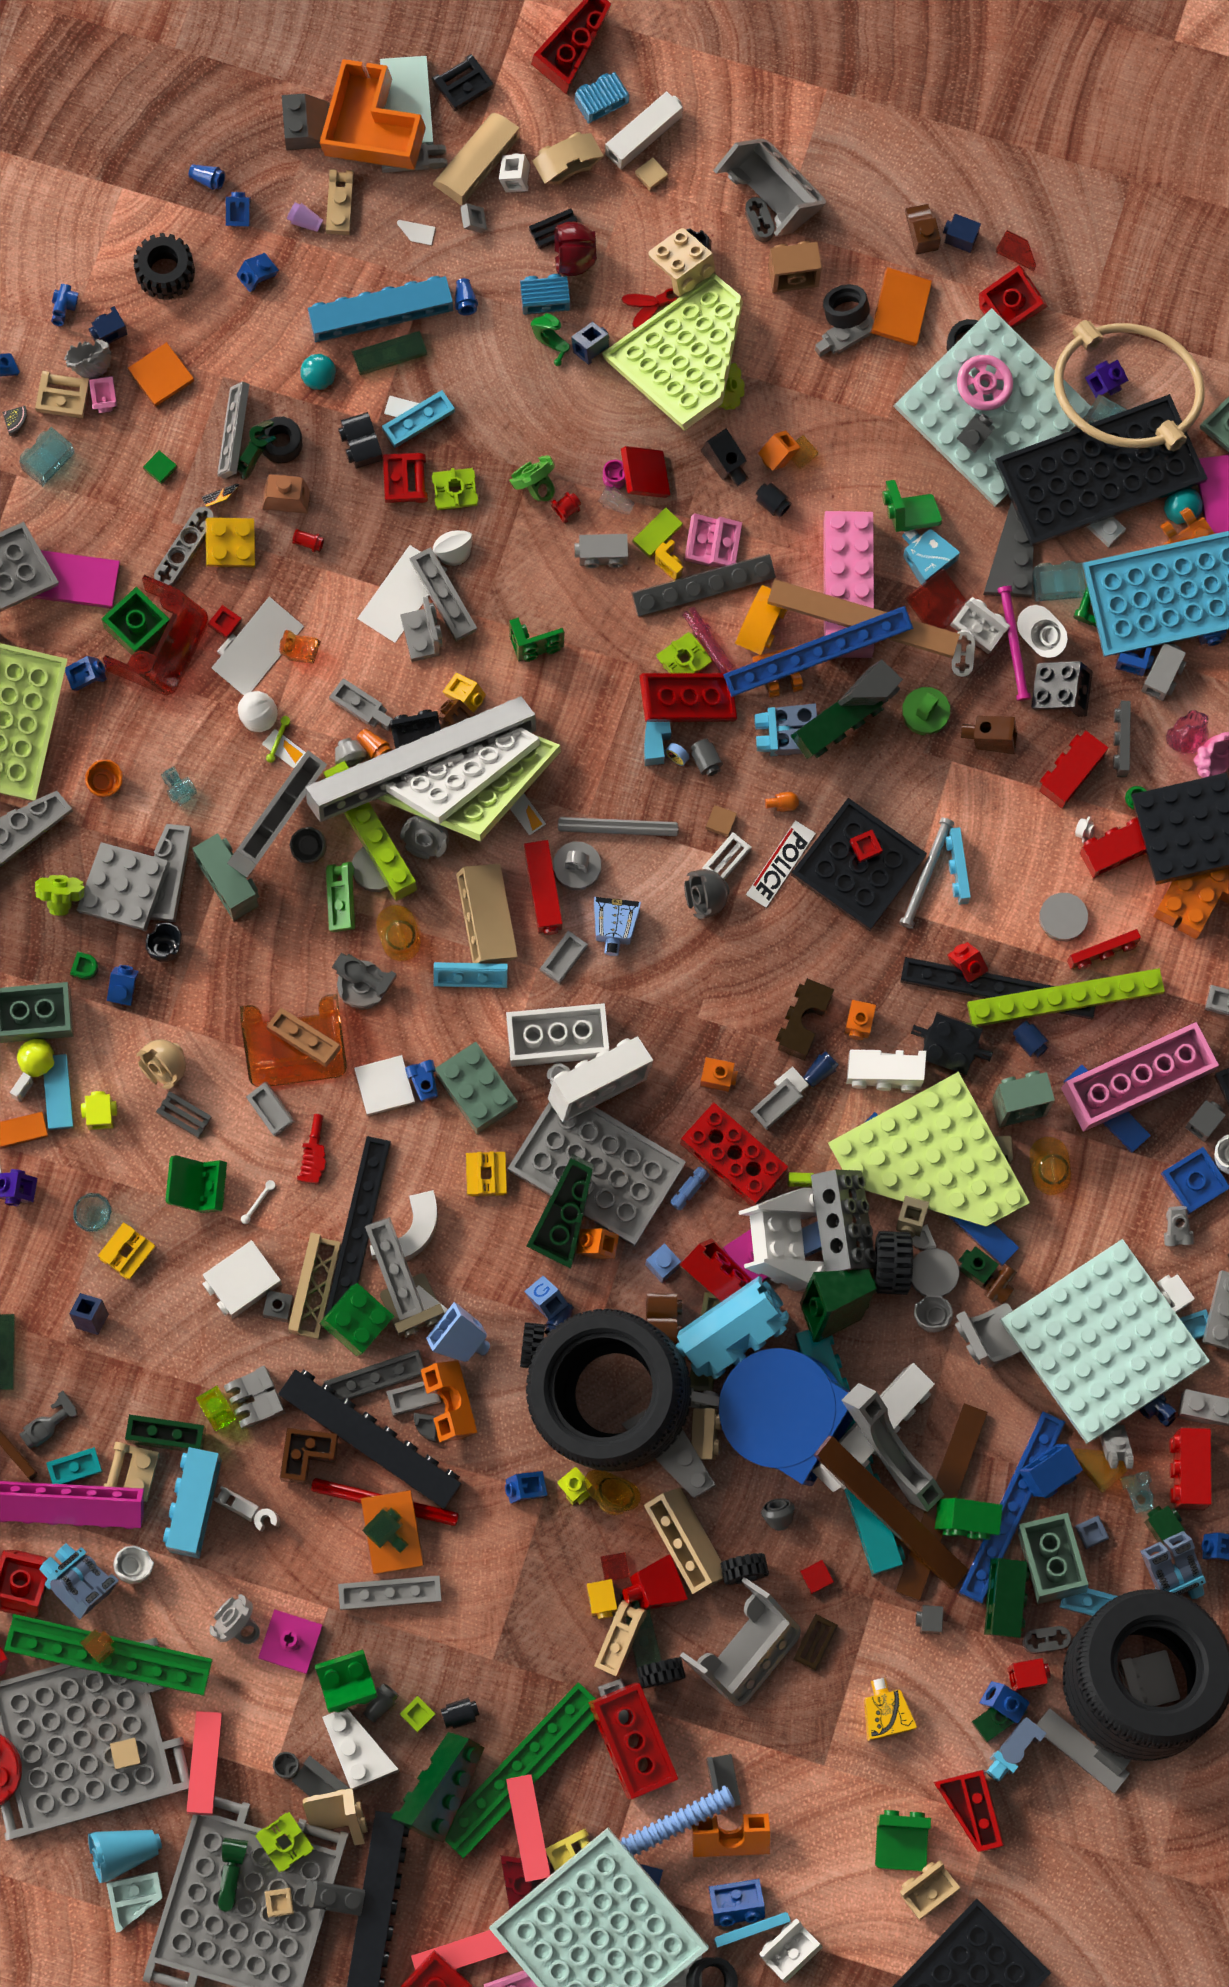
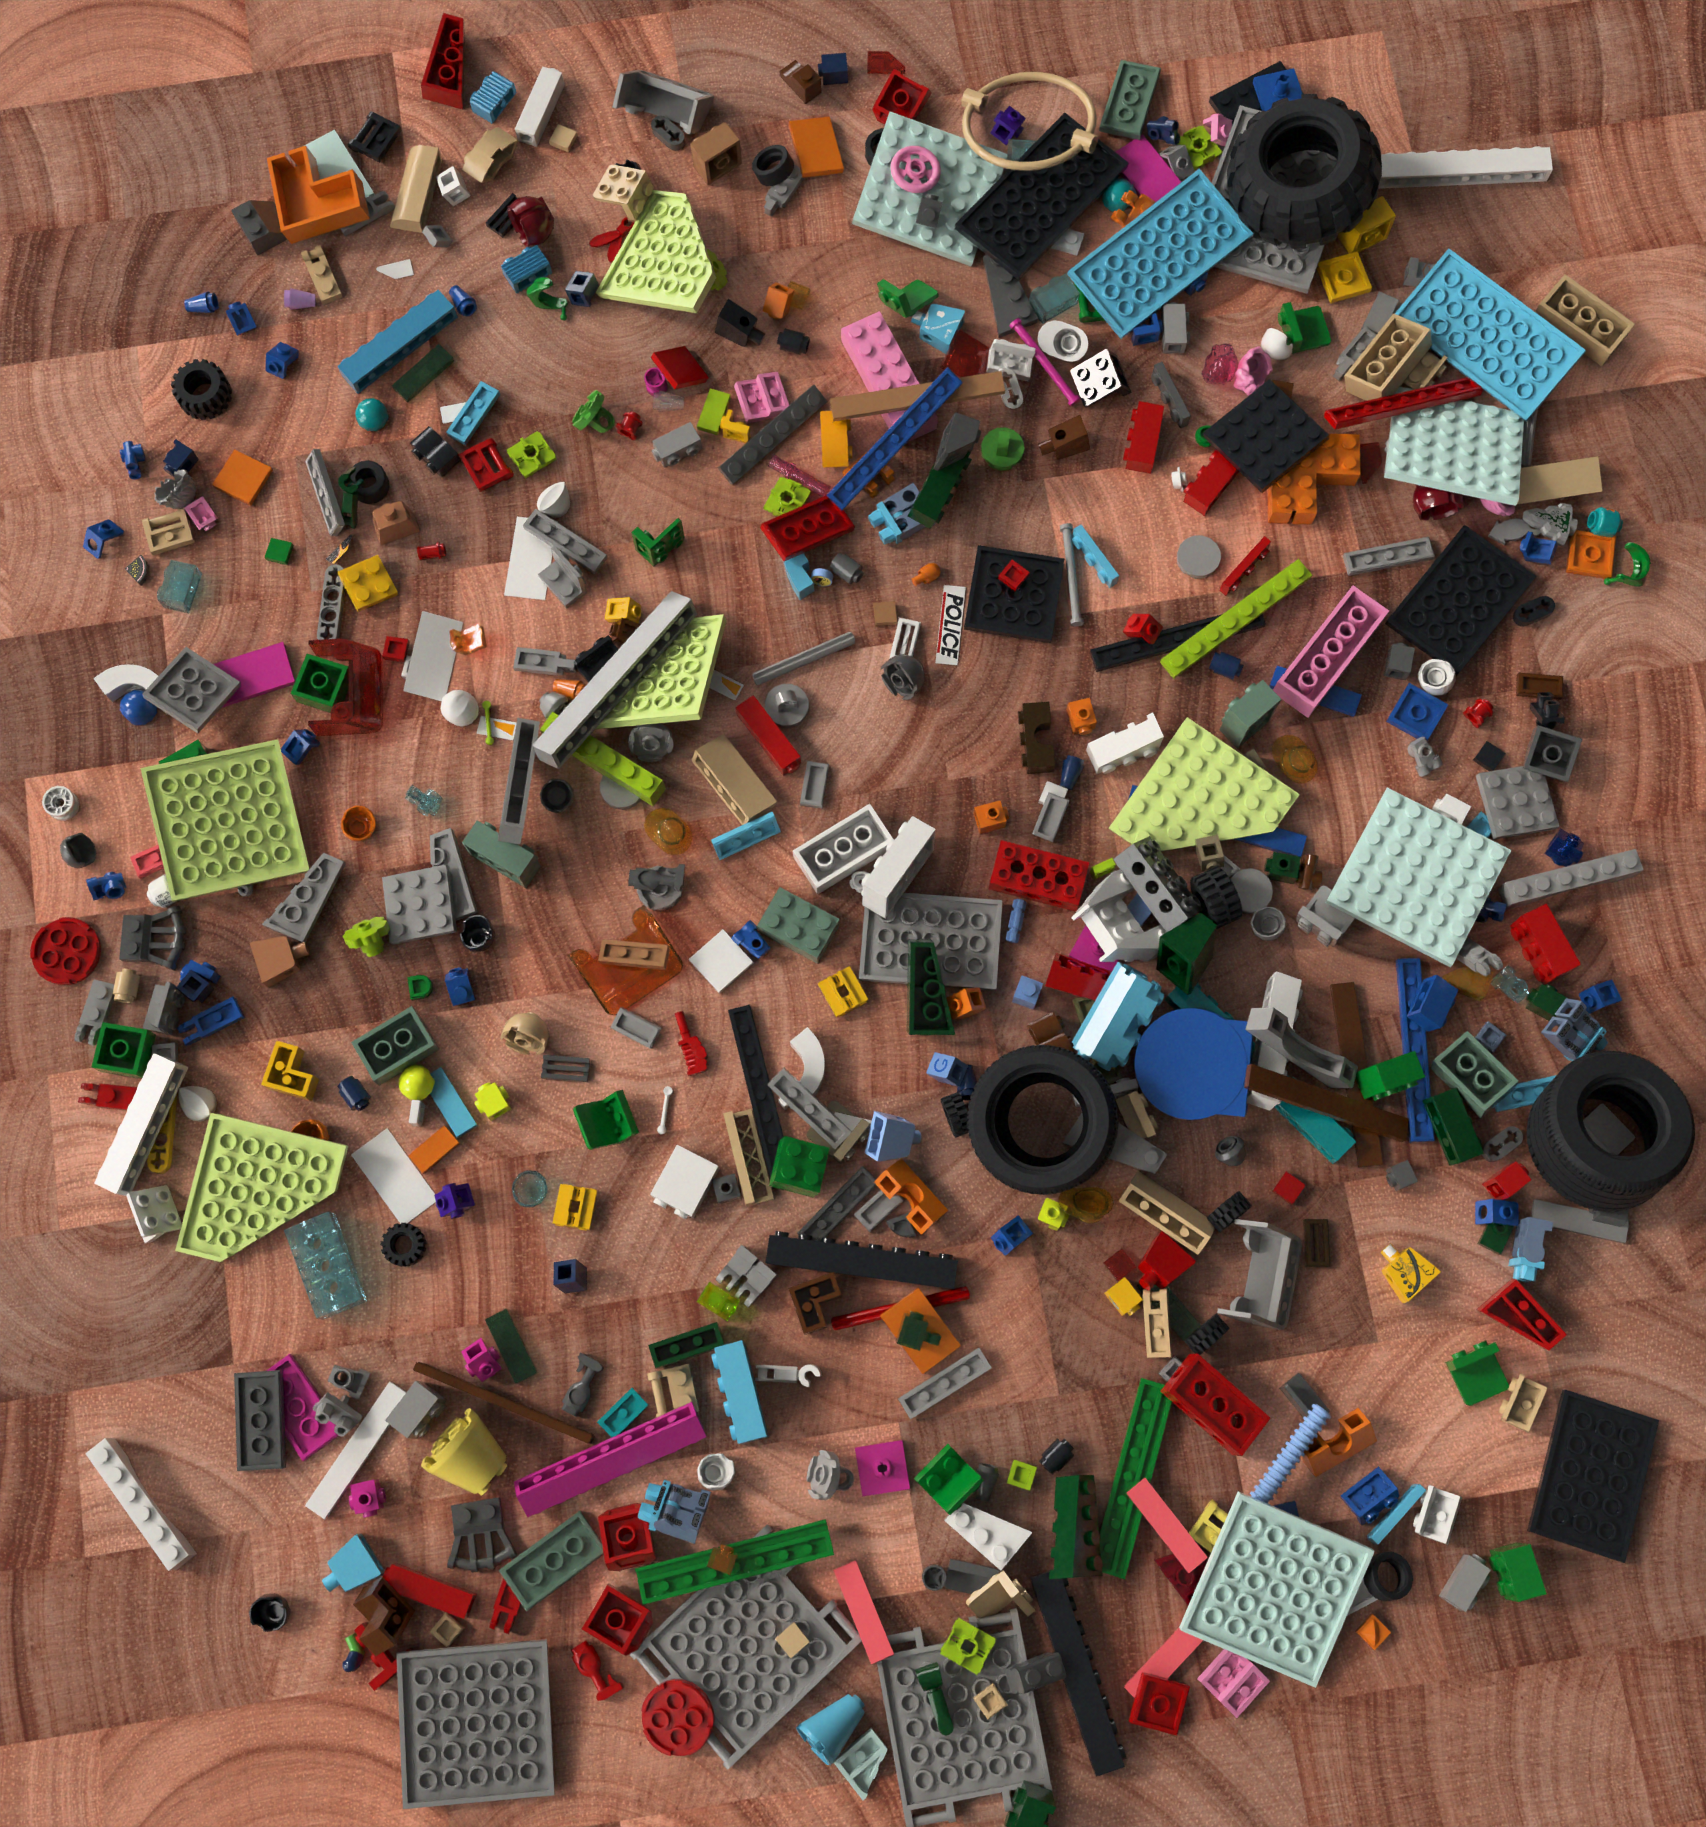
camera: 20 degrees left, 0 degrees up
(340, 897) = (605, 825): bright green plate -> none
(461, 777) = (656, 679): white wing -> none
(615, 922) = (841, 735): light blue torso -> none
(952, 1043) = (1165, 698): black plate -> none

